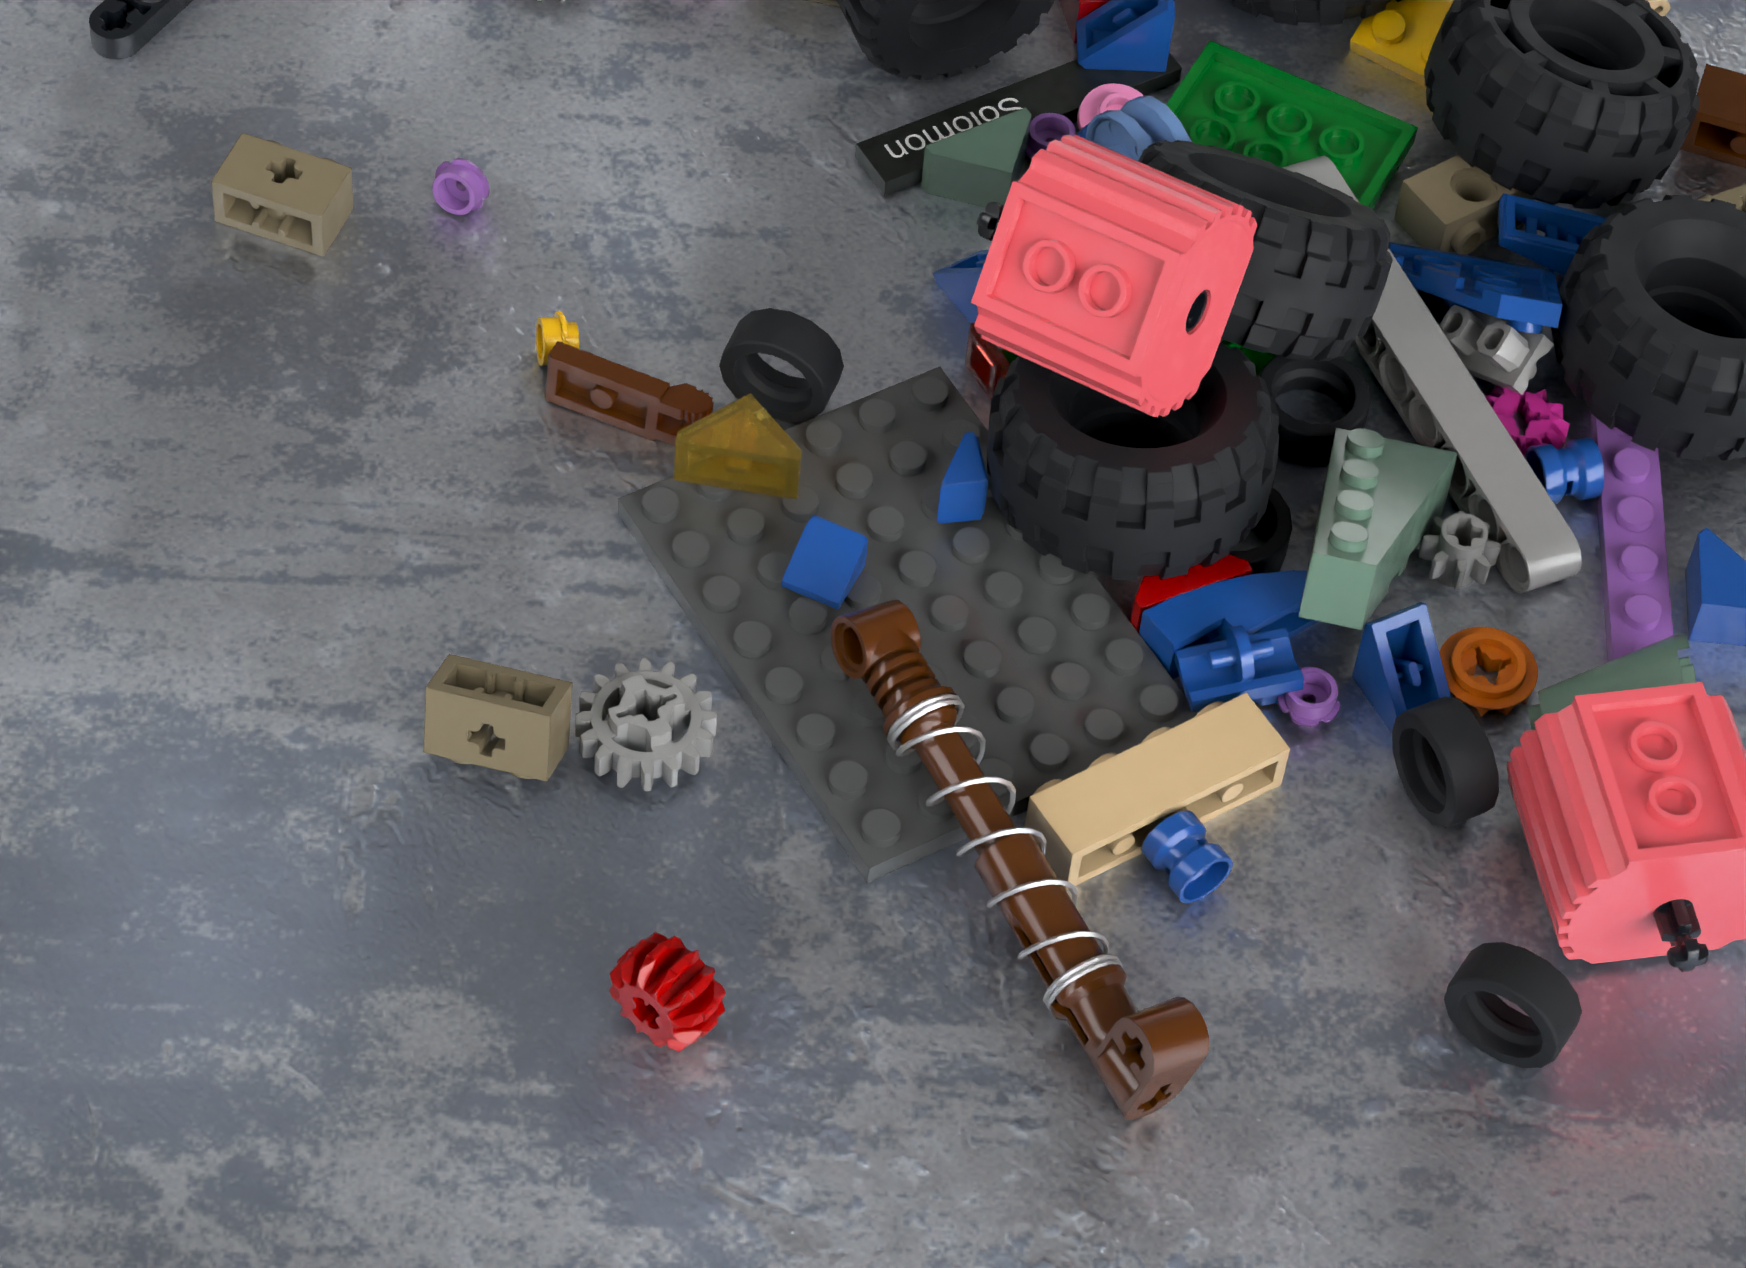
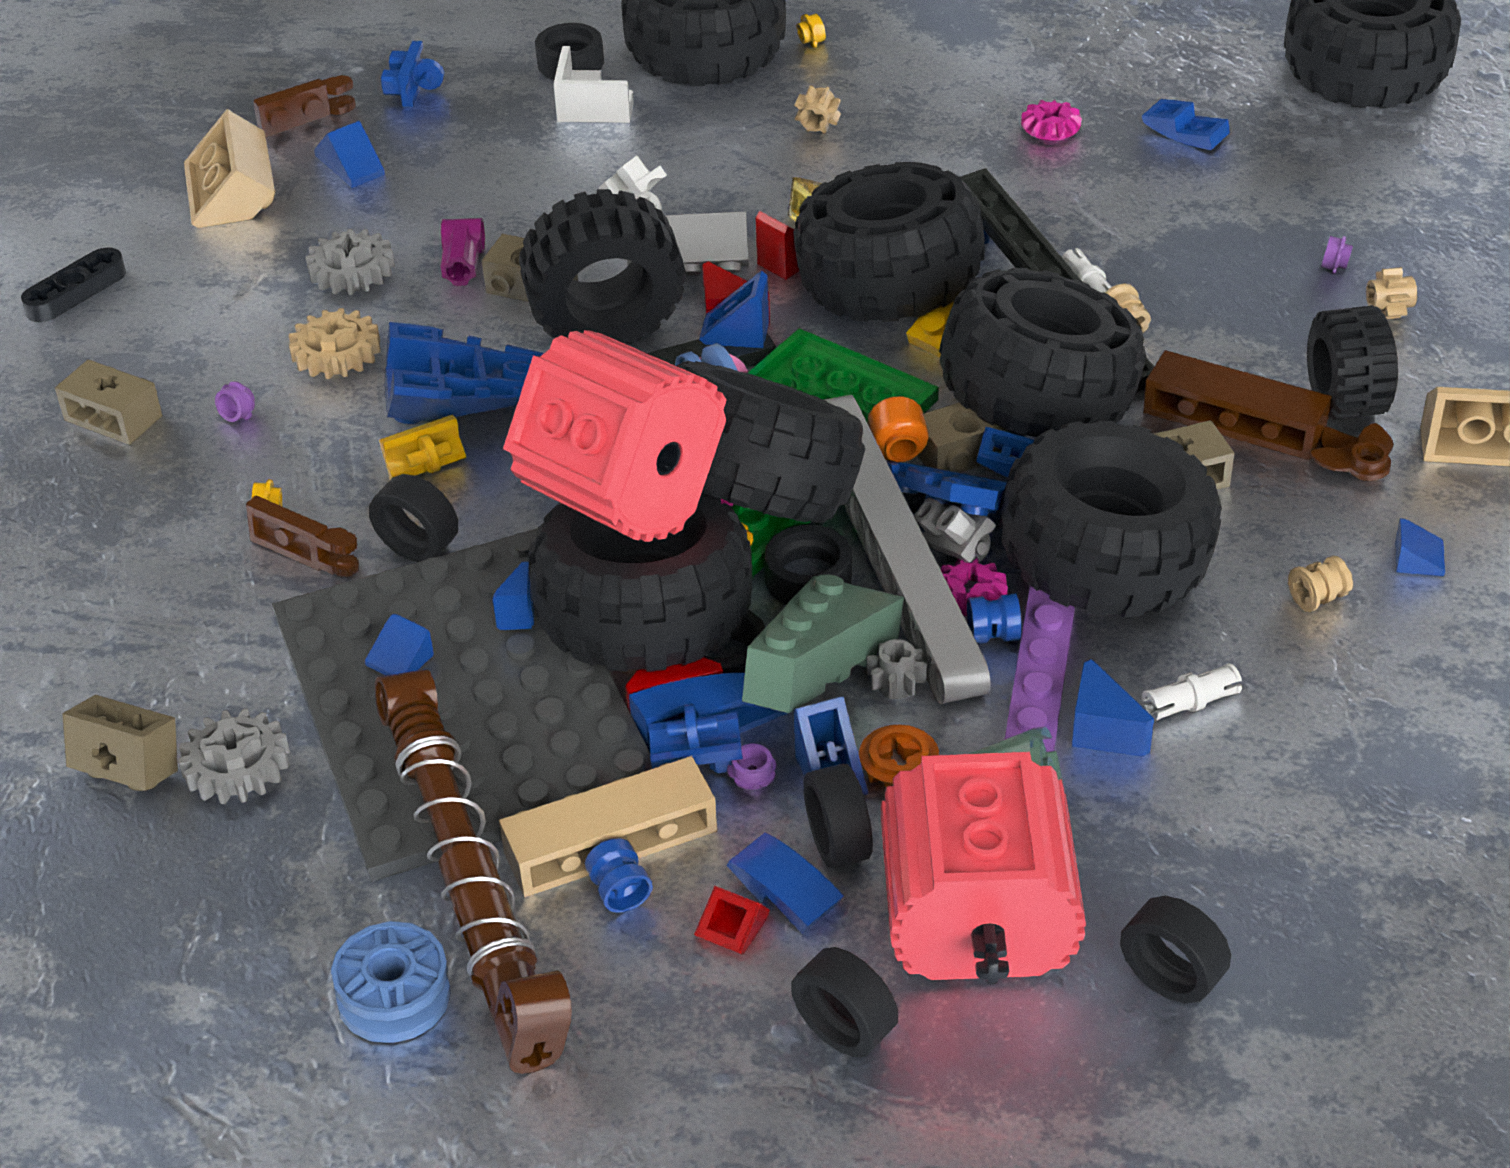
camera: 15 degrees right, 10 degrees down
(572, 86) = (334, 343): none -> tan gear
(667, 991) = (173, 944): red gear -> none
(739, 451) = (356, 571): clear yellow slope -> none
(748, 252) = (423, 448): none -> yellow hips
(766, 141) = (445, 377): none -> blue wedge
(941, 1052) = (391, 982): none -> medium blue wheel
(1334, 905) = (731, 920): none -> red slope
(1397, 195) = (898, 428): none -> orange head
(1399, 850) = (787, 879): none -> blue slope

